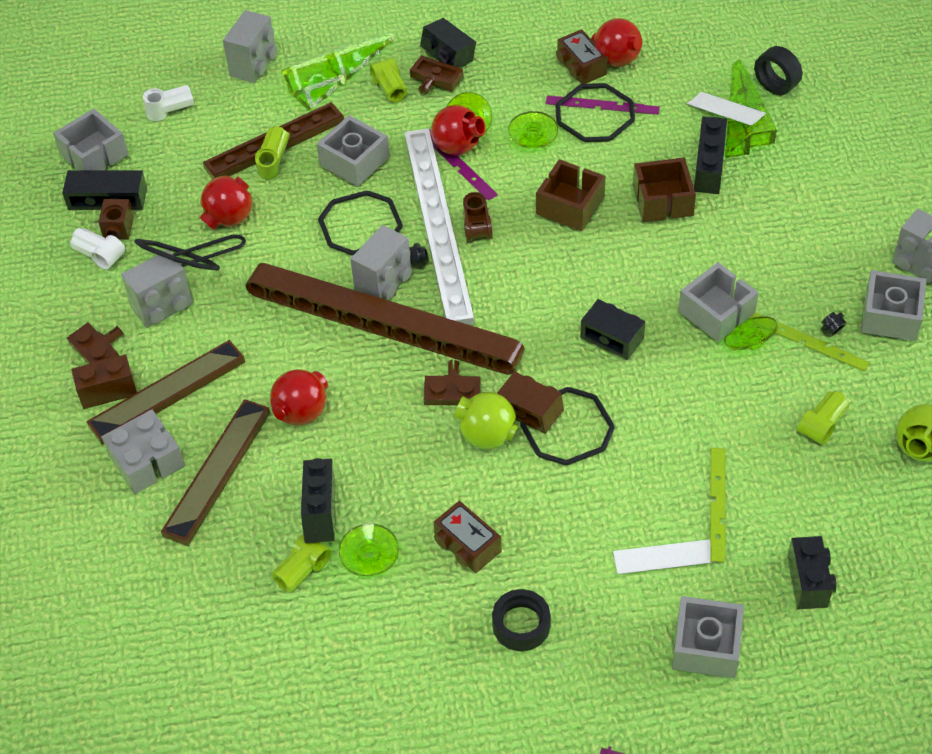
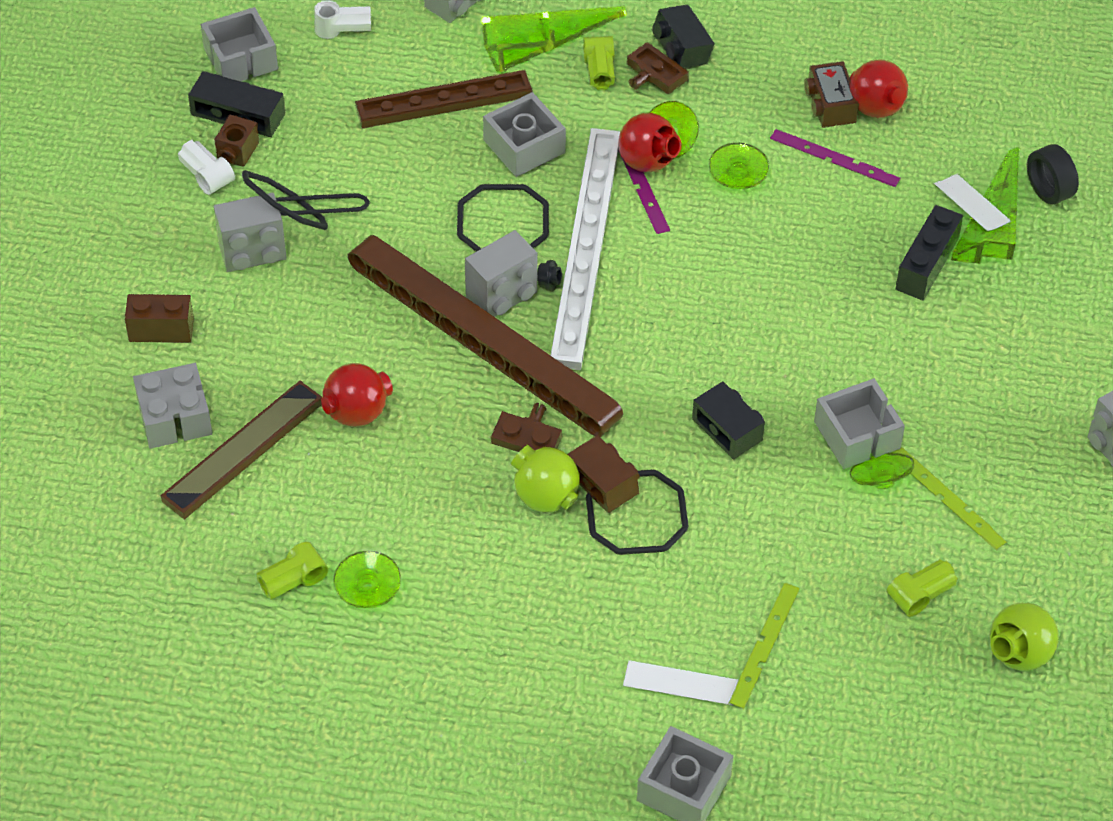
camera: 15 degrees right, 0 degrees up
(94, 345) = (163, 274): reddish brown plate -> none
(169, 388) = (227, 345): tile -> none
(225, 202) = (360, 154): red brick -> none
(271, 151) = (434, 110): lime piece -> none
(318, 500) = (332, 511): black brick -> none
(467, 537) = (476, 597): brick -> none
(476, 217) = (631, 249): reddish brown piece -> none
(517, 599) = (501, 678): black tyre -> none
(564, 201) = (745, 263): reddish brown piece -> none
(601, 138) = (815, 197): black piece -> none
(664, 189) = (855, 277): reddish brown piece -> none
(810, 572) = (826, 746): black brick -> none
(833, 323) = (982, 486): black plate -> none
(893, 305) = (1057, 485): light grey brick -> none

